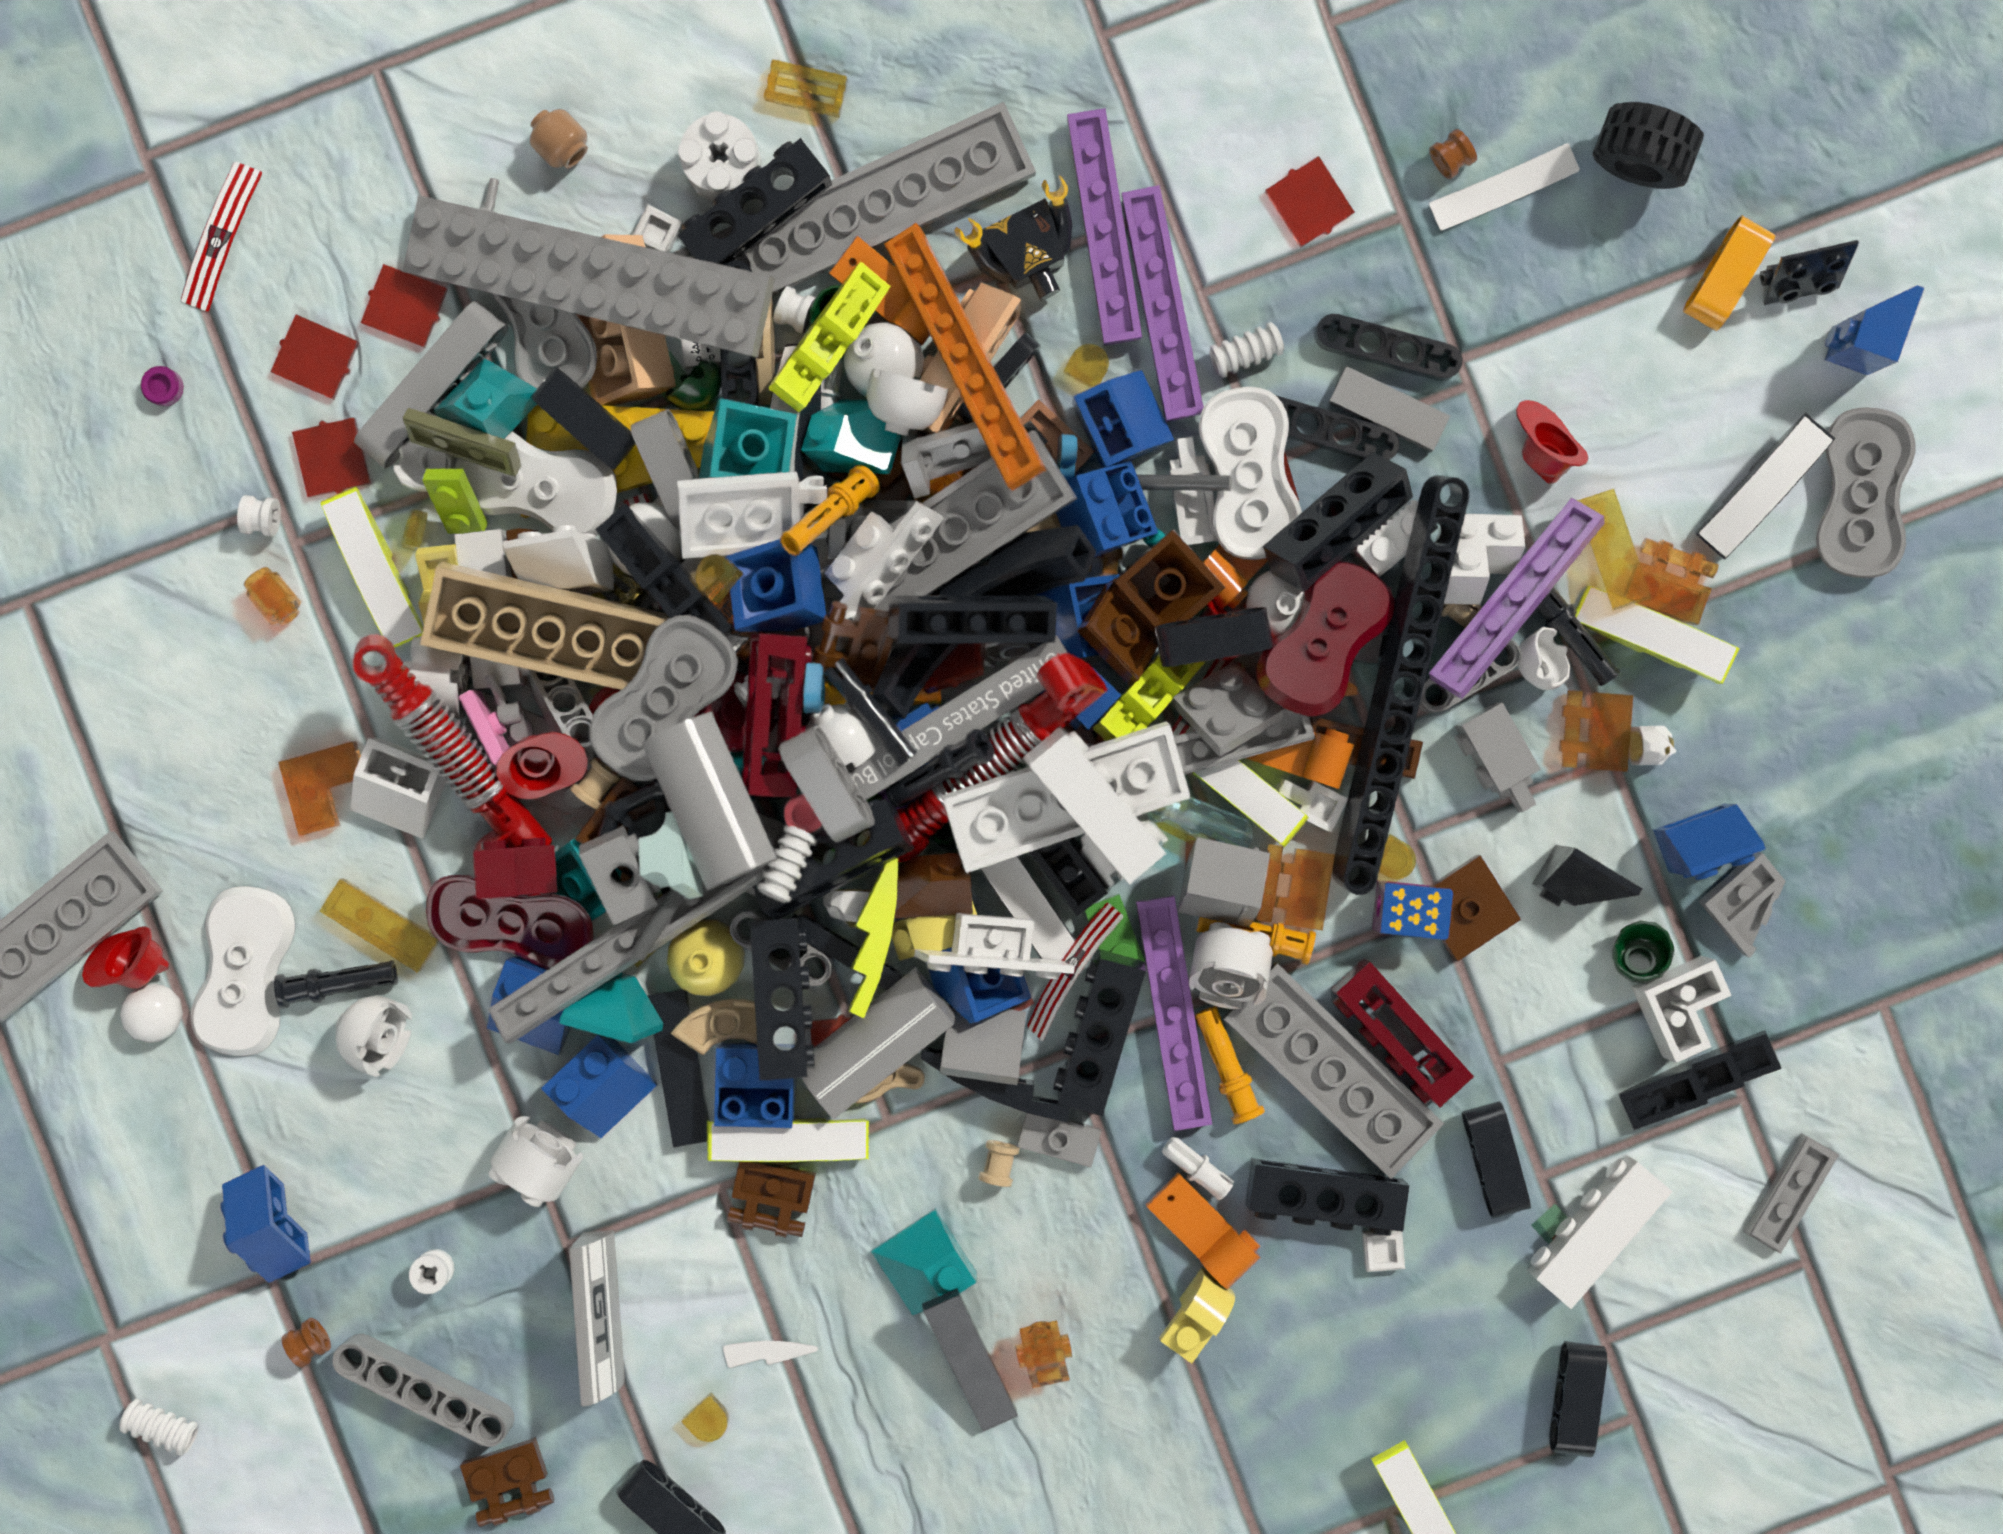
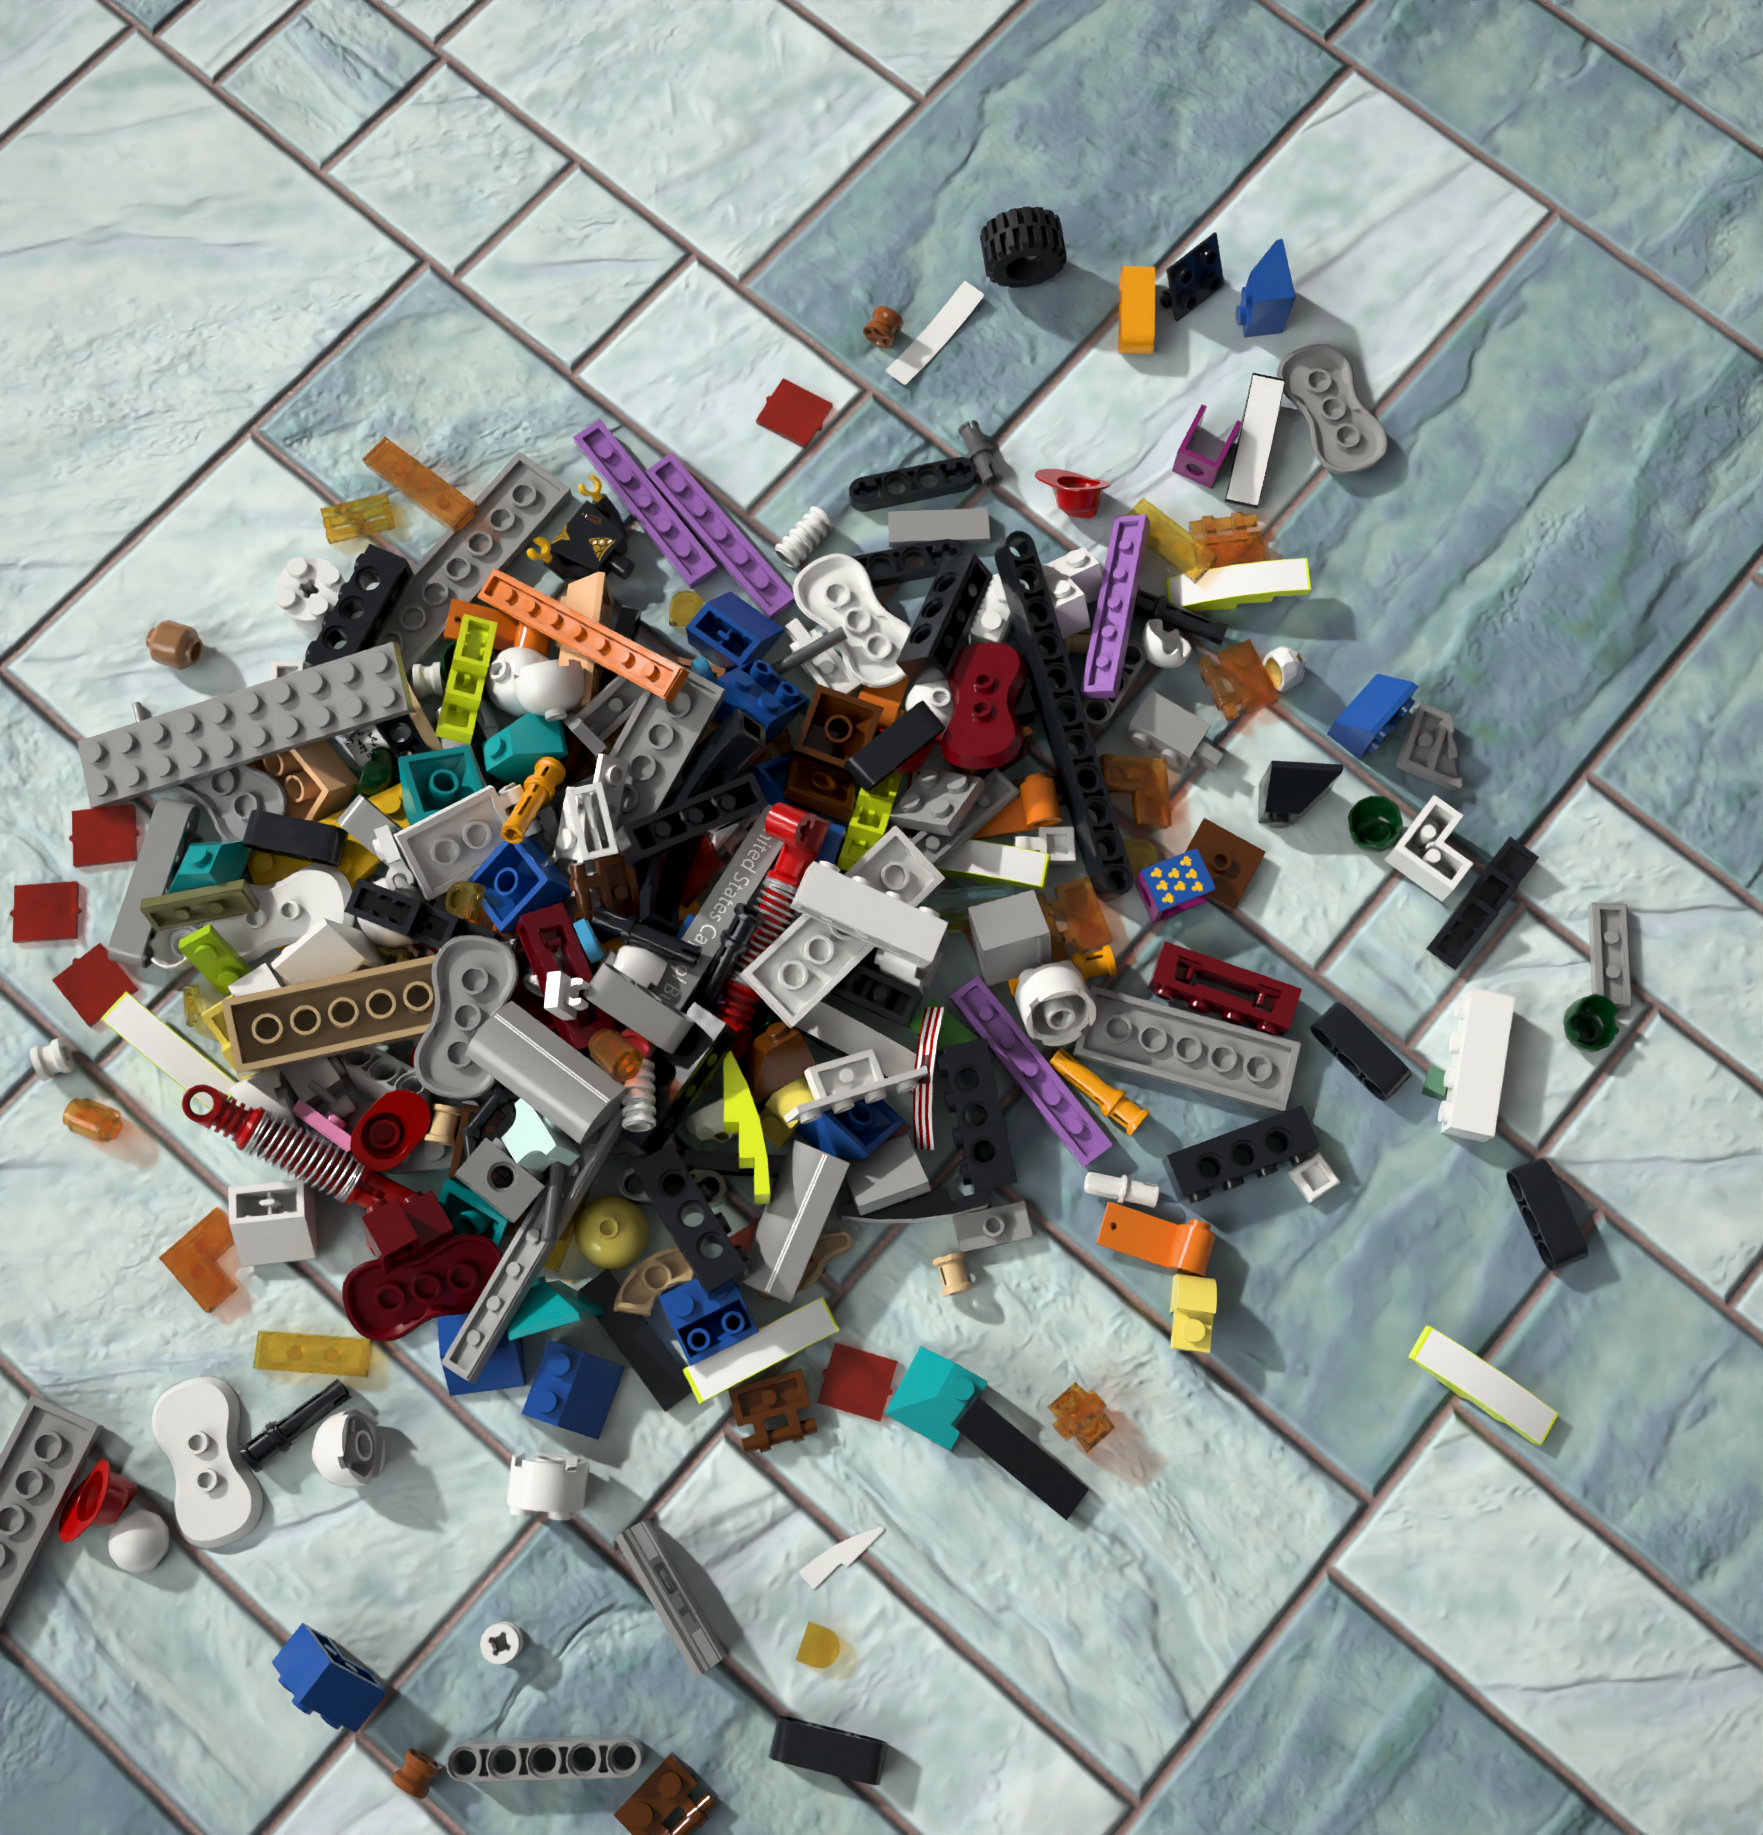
camera: 30 degrees left, 15 degrees down
(666, 487) = (388, 849): none -> white plate
(760, 739) = (562, 995): none -> white tile
(782, 820) = (615, 1054): none -> clear orange brick
(861, 1210) = (857, 1382): none -> clear red piece
(883, 535) = (599, 852): none -> white tile
(886, 87) = (421, 485): none -> clear orange tile
(1443, 789) = (1146, 782): none -> clear orange plate
(1475, 351) = (980, 453): none -> dark grey pin
(1696, 497) = (1210, 468): none -> magenta piece
(1730, 1250) = (1591, 1023): none -> dark green hair

